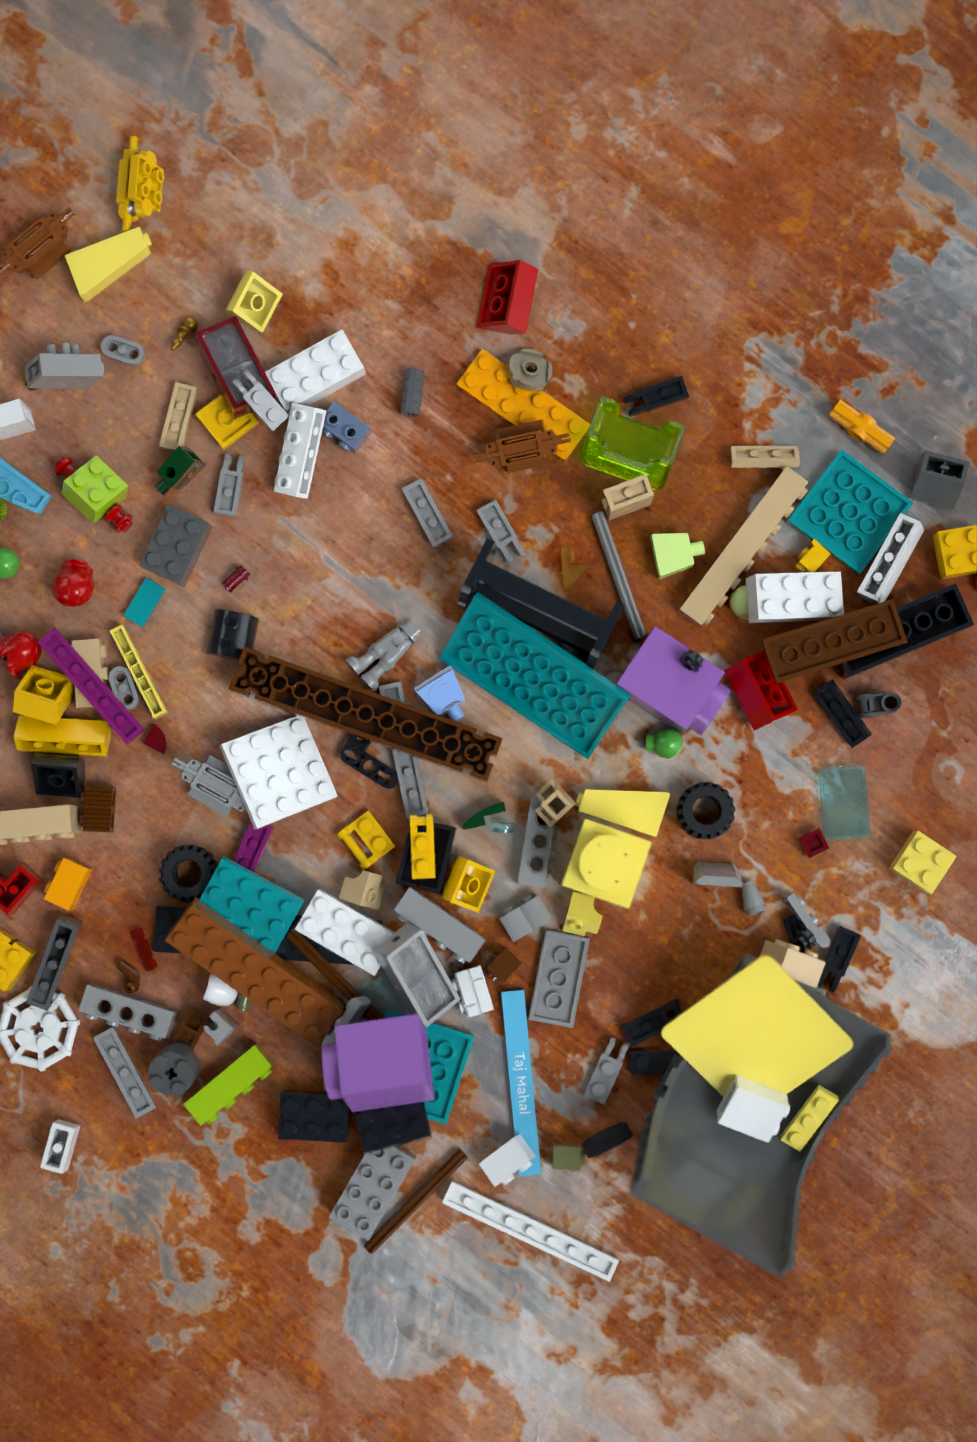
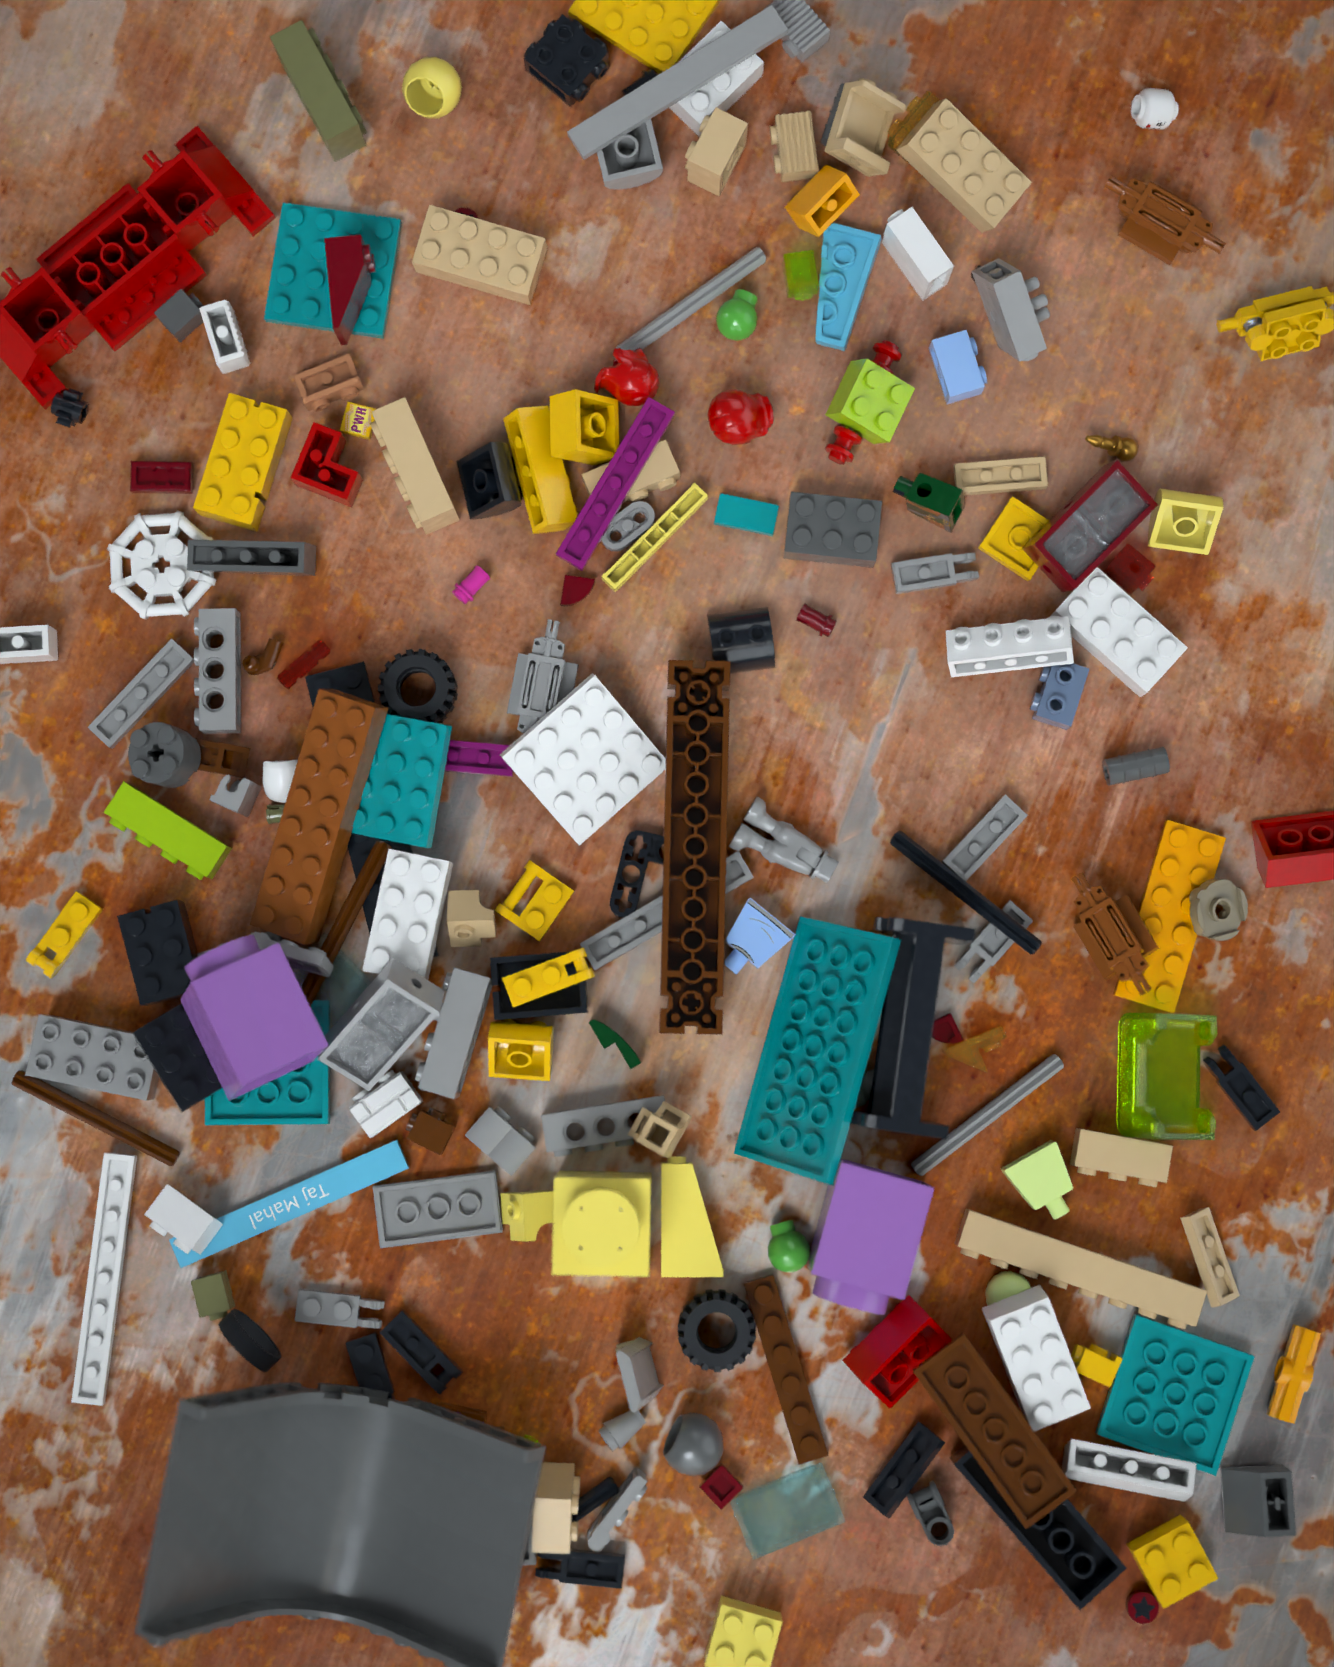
camera: 65 degrees right, 0 degrees up
(67, 883) = (355, 539): light orange brick -> none
(91, 421) = (957, 366): none -> light blue brick
(98, 809) = (462, 546): reddish brown brick -> none
(107, 260) = (1172, 315): light yellow slope -> none
(123, 351) = (1063, 377): light grey plate -> none
(127, 812) = (470, 585): none -> dark pink pin
(261, 401) = (1055, 576): hinge -> none
(274, 350) = (1130, 569): none -> clear red brick
(278, 1182) = (65, 934): none -> yellow plate
(460, 538) = (966, 892): none -> black axle
(503, 827) = (608, 1072): clear light blue tile -> none
(551, 583) = (946, 1030): none -> dark red tile
(627, 497) = (1093, 1094): tan panel -> none
(677, 493) = (1120, 1157): none -> tan brick
(691, 660) = (903, 1251): black plate -> none
(747, 772) = (785, 1369): none -> reddish brown plate
(753, 1108) = (349, 1519): white brick -> none
(758, 1029) = (442, 1496): light yellow piece -> none
(778, 852) = (693, 1444): none -> dark grey helmet
(805, 938) = (592, 1516): black plate -> none
(809, 1118) = (361, 1596): light yellow plate -> none

